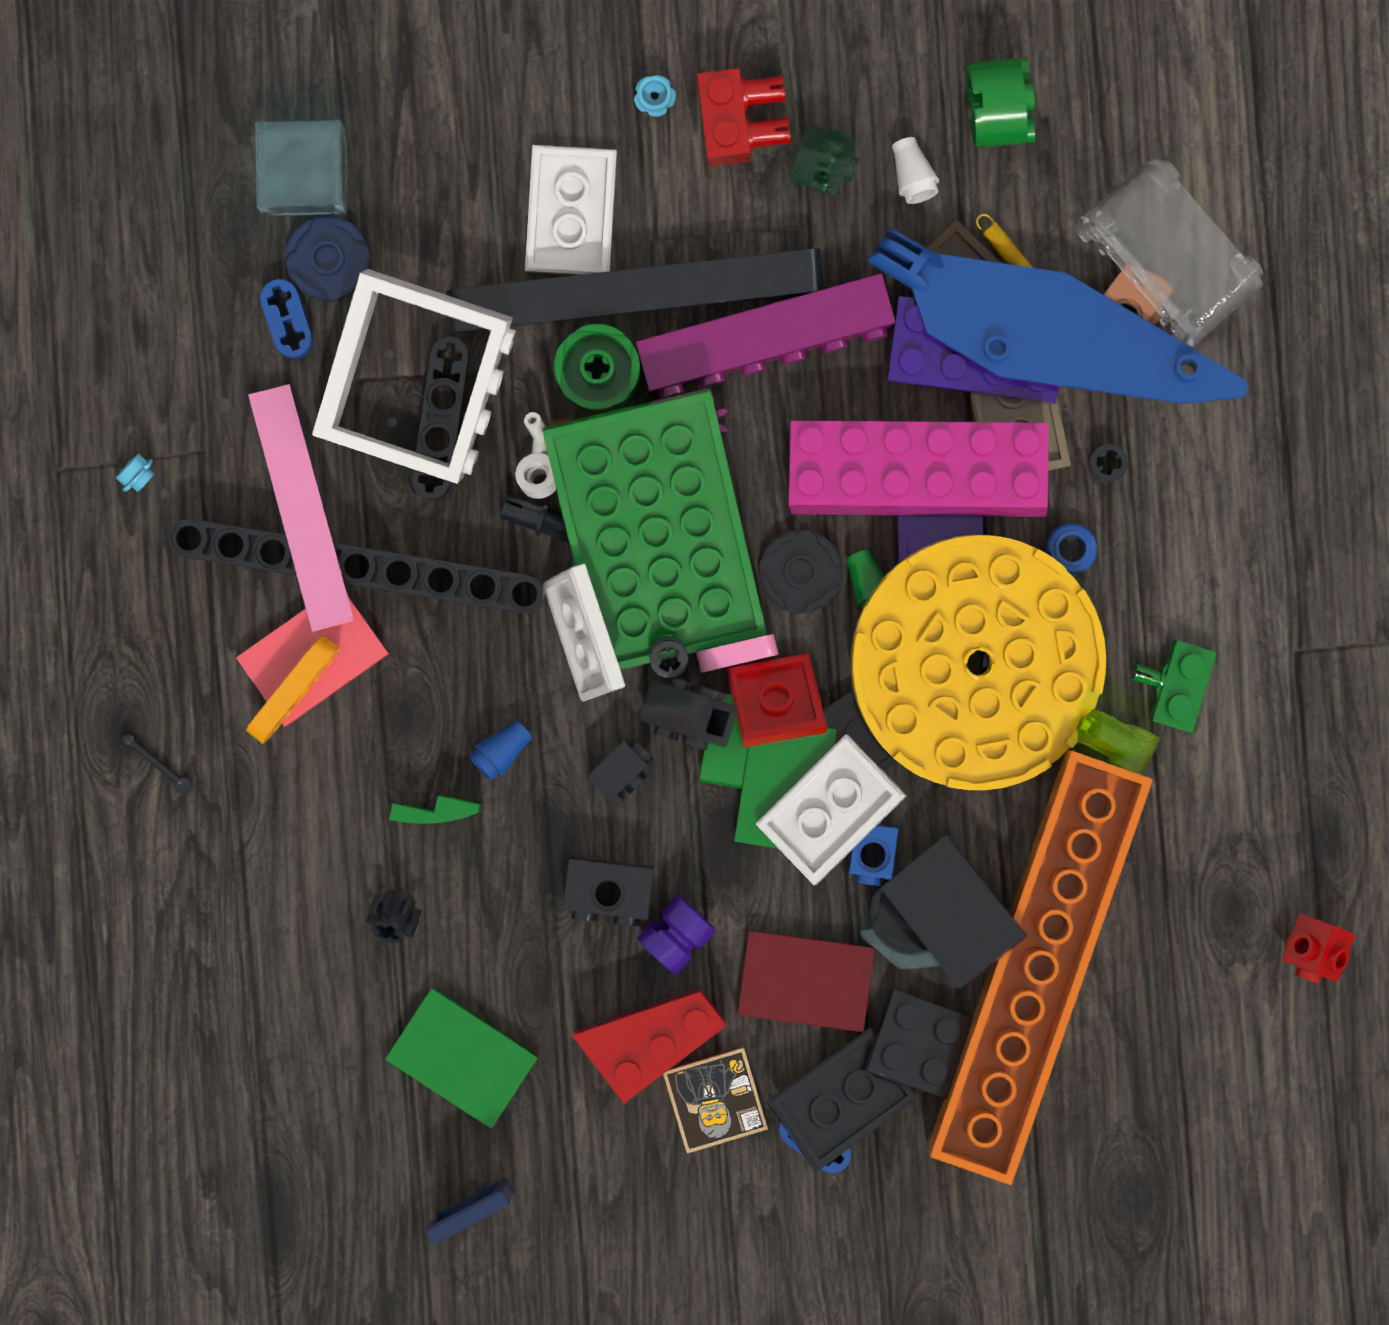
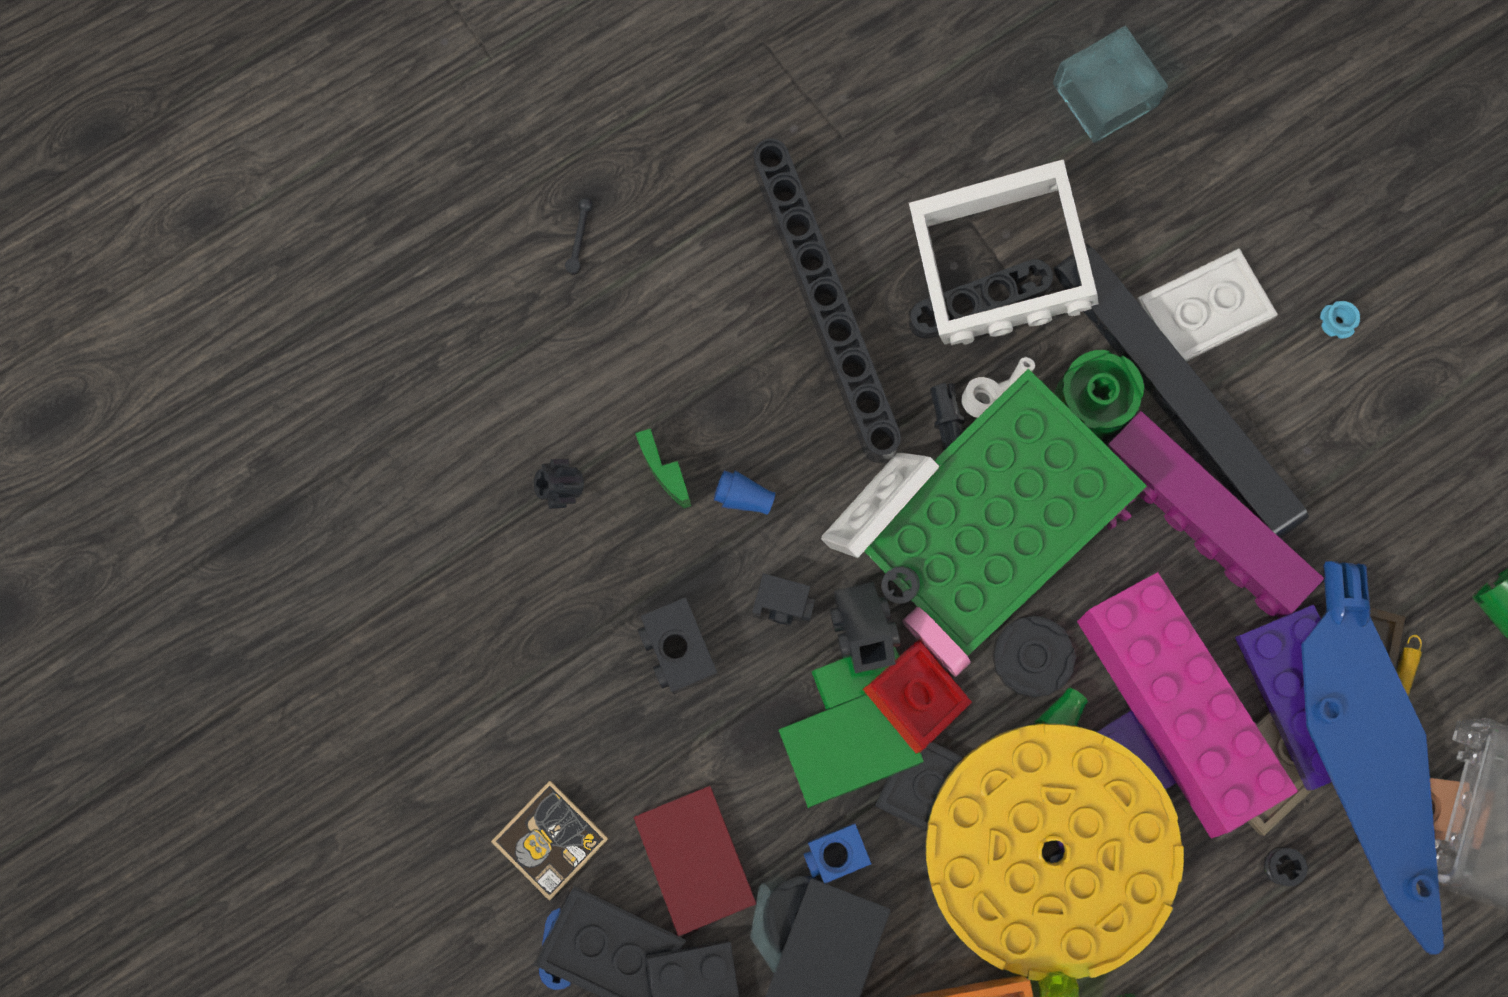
camera: 65 degrees right, 10 degrees down
(135, 473) = (796, 95): medium azure plate -> none
(277, 322) = (979, 136): blue beam -> none
(280, 651) = (733, 306): coral tile -> none
(293, 689) = (698, 301): light orange beam -> none
(301, 508) = (844, 227): bright pink tile -> none
(327, 258) = (1051, 137): dark blue tile -> none
(461, 1057) = (471, 606): green tile -> none
(469, 1211) = (342, 682): dark blue tile -> none
(649, 1041) = (569, 753): red wedge -> none
(676, 934) = (672, 725): dark purple wheel -> none
(722, 107) = (1353, 391): red brick -> none
(824, 160) = (1381, 480): clear green brick -> none
(831, 809) = (854, 795): white tile -> none
(914, 174) = (1417, 561): white cone -> none
(1084, 535) = (1211, 883): blue piece -> none

